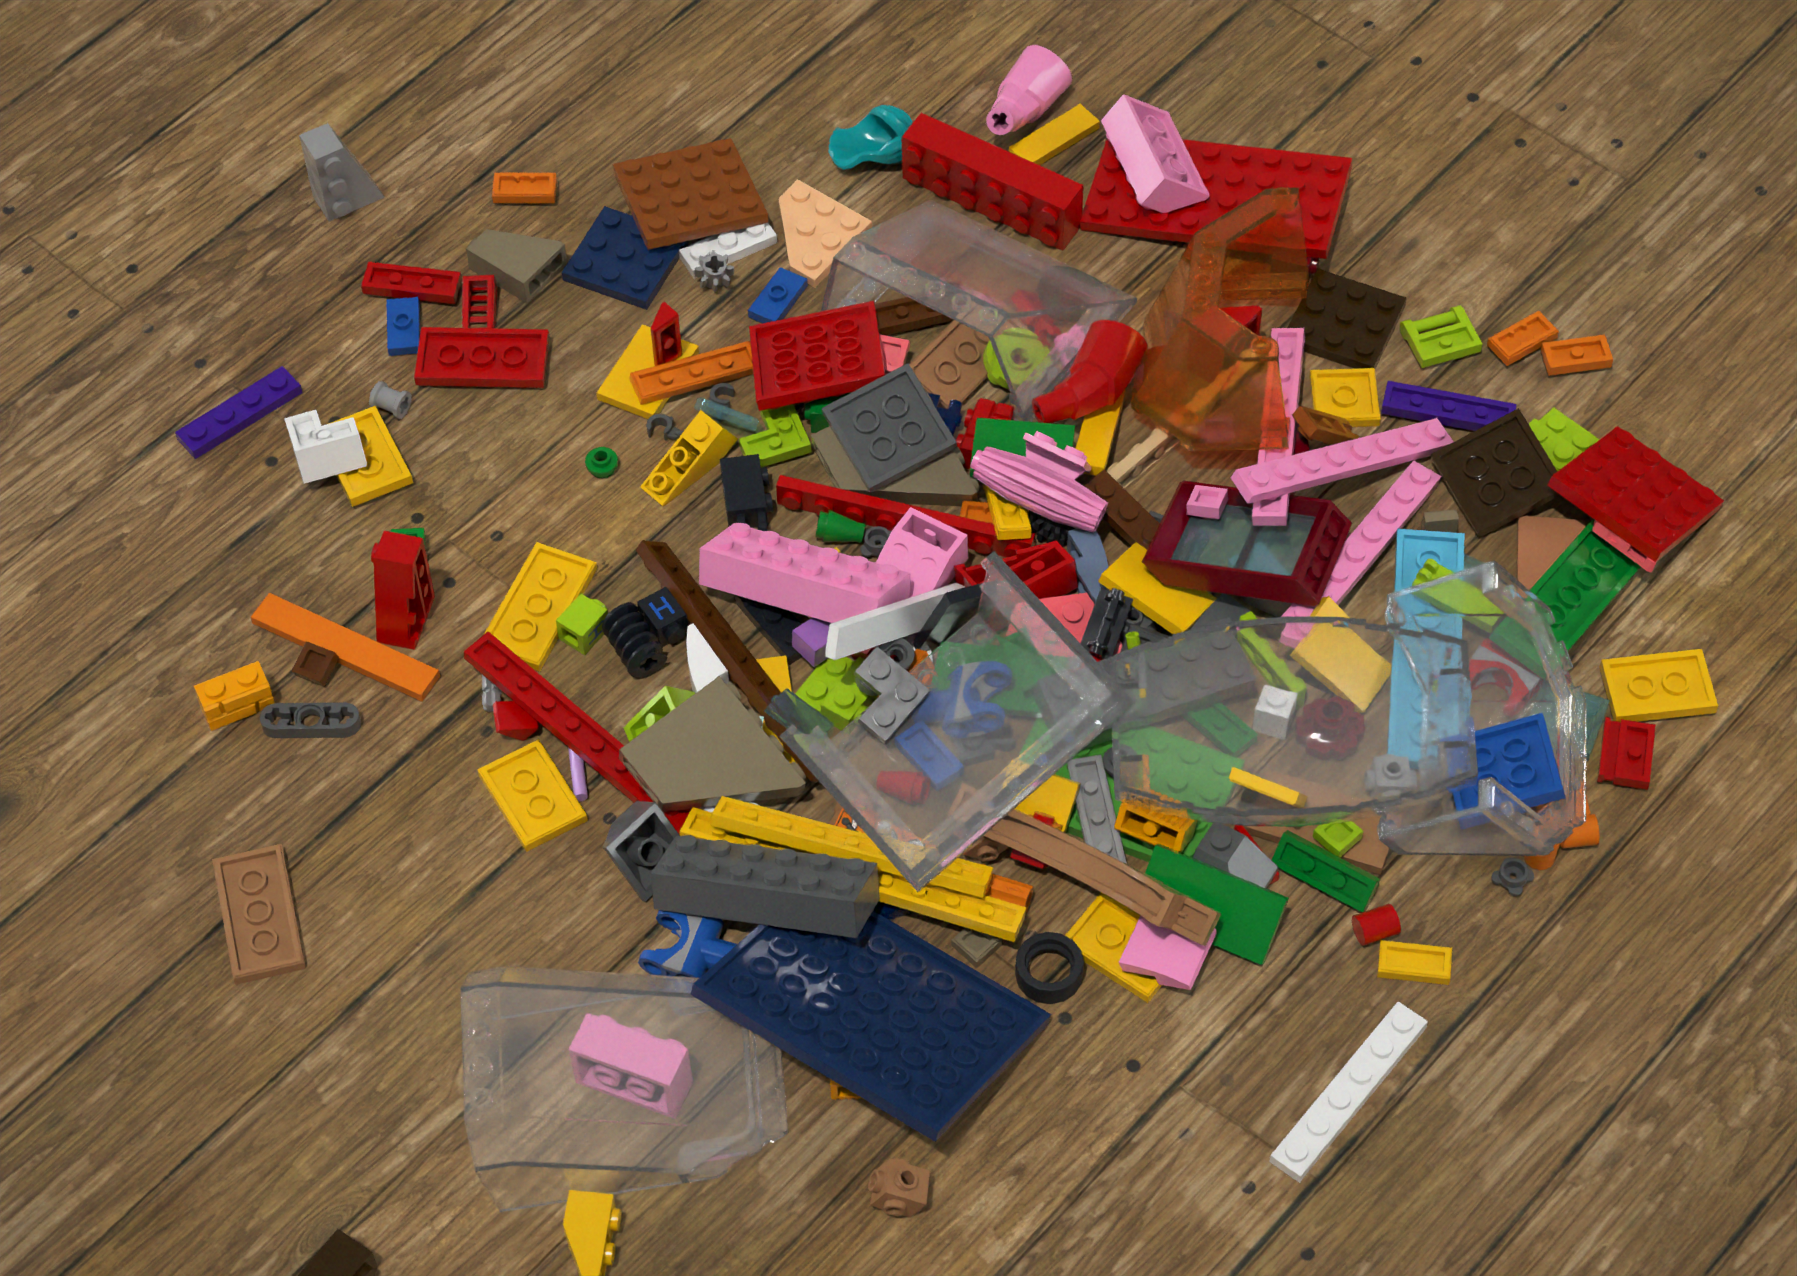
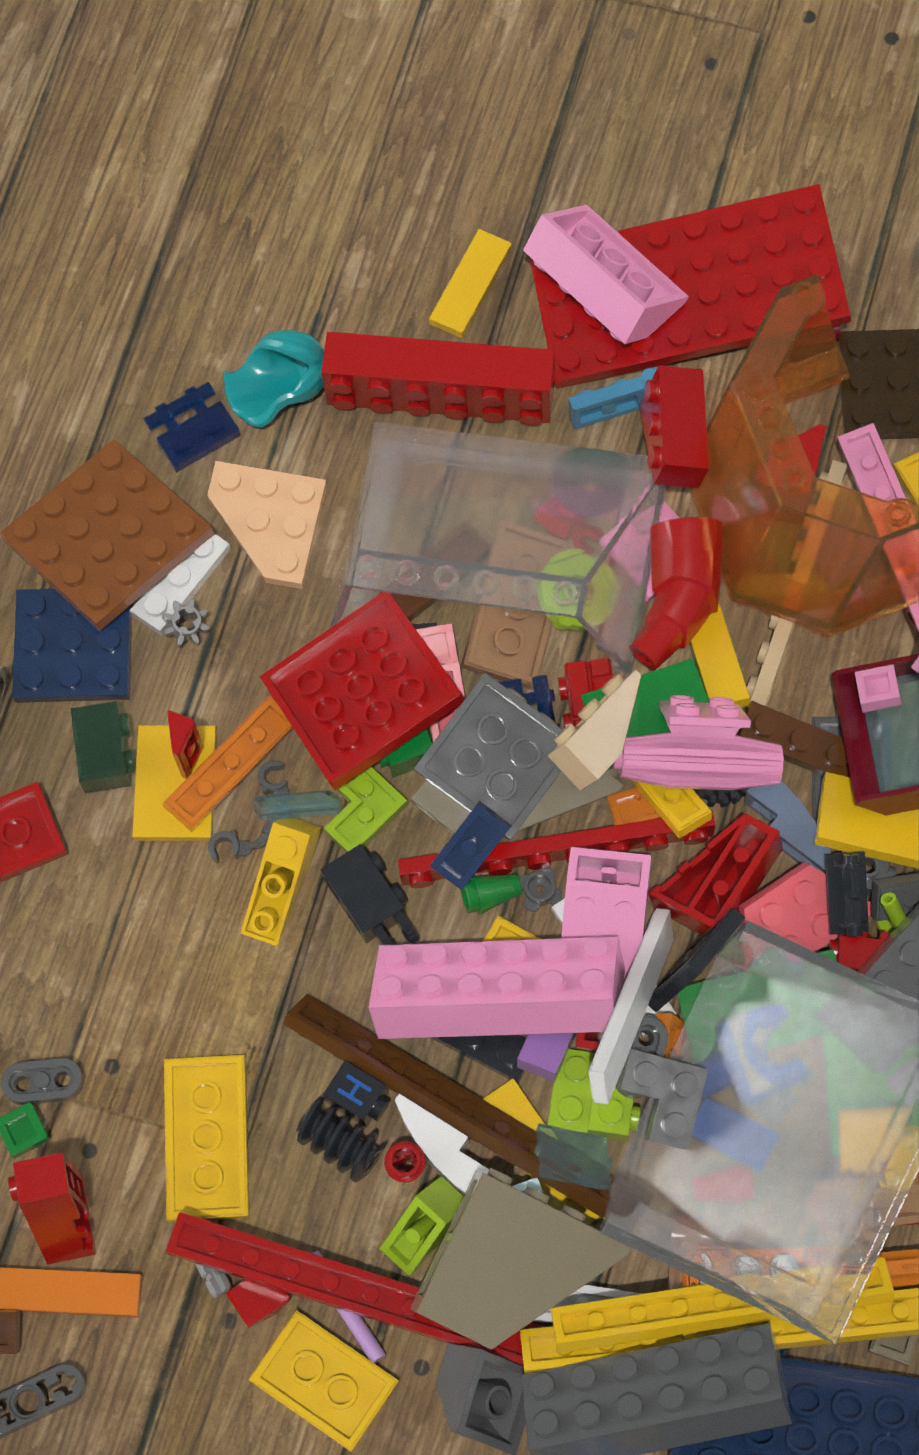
camera: 20 degrees left, 15 degrees up
(442, 520) = (43, 1081): none -> dark grey plate
(582, 623) = (272, 1141): lime brick -> none
(604, 468) = (186, 933): green plate -> none
(607, 326) = (101, 747): none -> clear green brick
(671, 669) = (403, 1153): none -> red cone
(777, 296) = (270, 622): blue plate -> none
(793, 160) = (196, 436): none -> clear blue plate
(836, 477) = (470, 845): none -> dark blue plate
(960, 439) = (599, 737): none -> tan slope
(1028, 90) = (418, 244): bright pink piece -> none
(1123, 249) = (608, 402): none -> dark azure hinge
(1147, 269) = (676, 426): none -> red wedge

